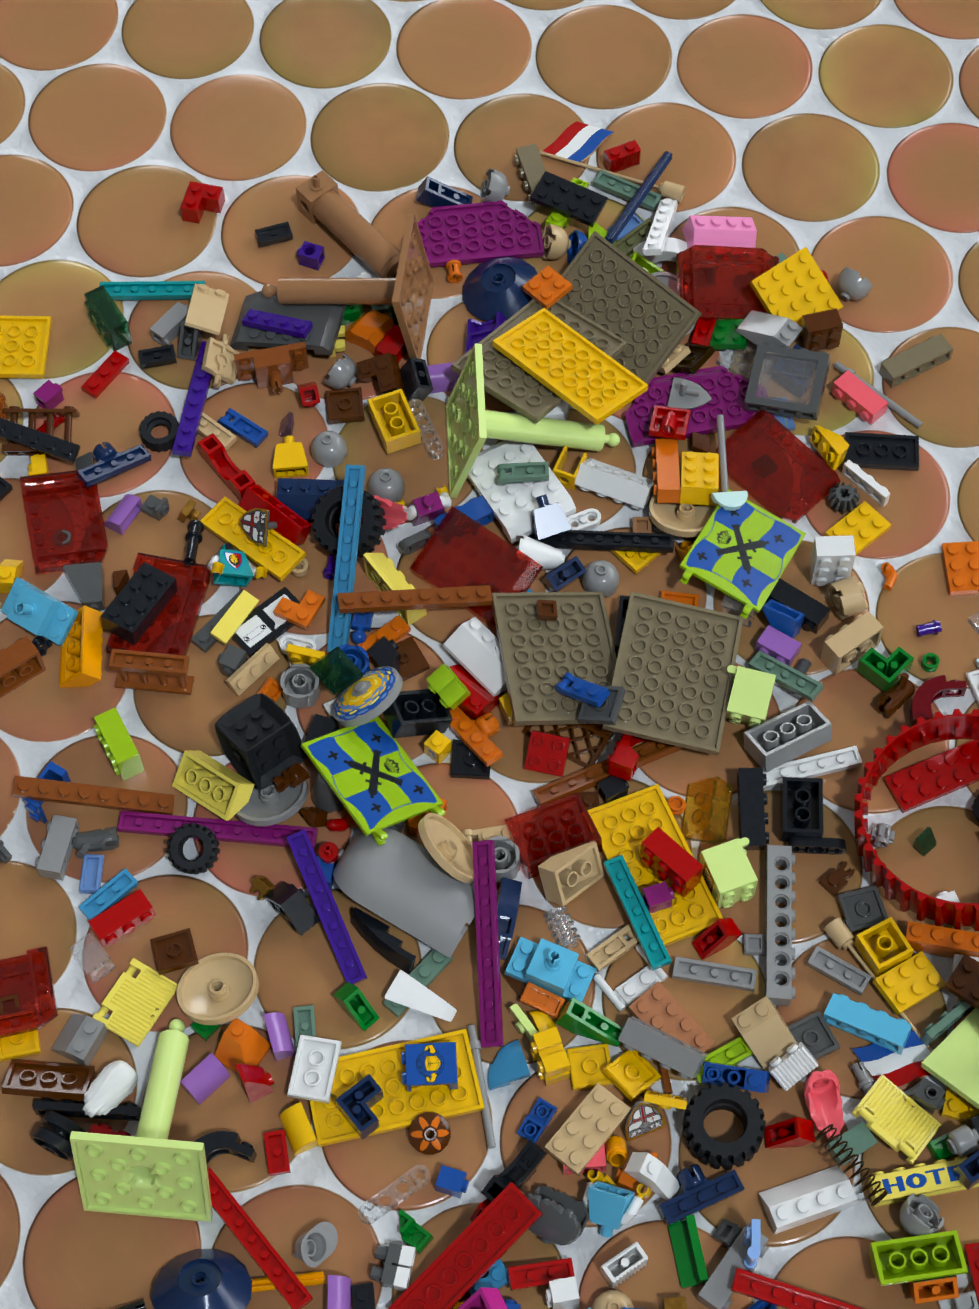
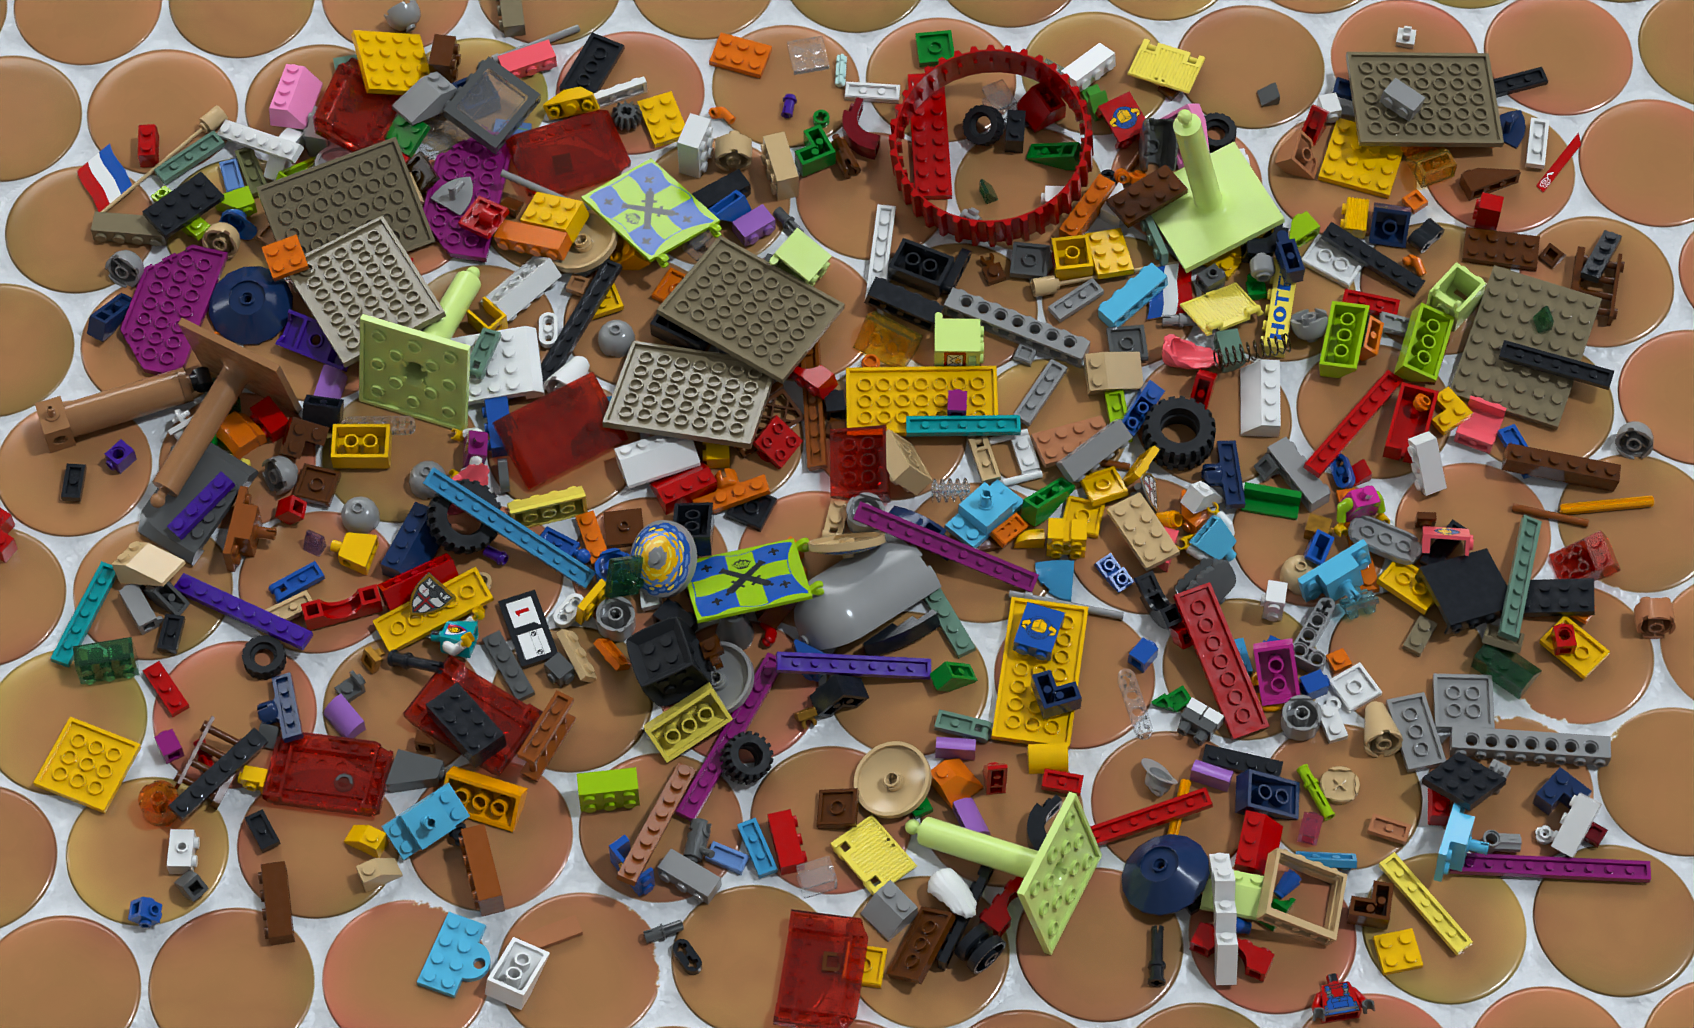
camera: 70 degrees left, 0 degrees up
(220, 360) = (211, 575): tan plate -> none
(234, 617) = (514, 652): light yellow tile -> none
(302, 613) = (535, 596): orange plate -> none
(314, 1069) = (1000, 725): white tile -> none
(315, 816) = (754, 650): reddish brown slope -> none
(328, 852) = (802, 644): red tile -> none
(386, 653) = (619, 535): black slope -> none
(414, 599) = (581, 485): dark orange plate -> none
(414, 995) = (964, 626): white sticker -> none
(425, 1122) = (1088, 661): reddish brown dish -> none
(437, 747) = (730, 527): yellow brick -> none
(448, 687) = (683, 490): lime brick -> none
(522, 1023) = (1026, 551): yellowish green plate -> none
(539, 1273) = (1248, 614): red plate -> none
(546, 610) = (641, 384): reddish brown plate -> none
(548, 519) = (543, 351): torso -> none
(564, 575) = (603, 362): dark blue brick -> none
(570, 366) = (394, 266): yellow plate -> none
(582, 690) = (743, 380): blue plate -> none
(607, 712) = (764, 371): dark grey plate -> none
(624, 1265) = (1266, 548): white brick -> none
(638, 197) = (209, 148): dark blue axle -> none
(670, 862) = (932, 379): red brick -> none
(716, 937) = (1009, 378): red slope -> none
(730, 500) = (596, 198): light aqua tile -> none
(752, 1238) = (1286, 439): light blue plate -> none
(787, 676) = (779, 233): sand green plate -> none
(787, 736) = (849, 249): light grey brick -> none
(792, 1065) = (1149, 362): white brick -> none

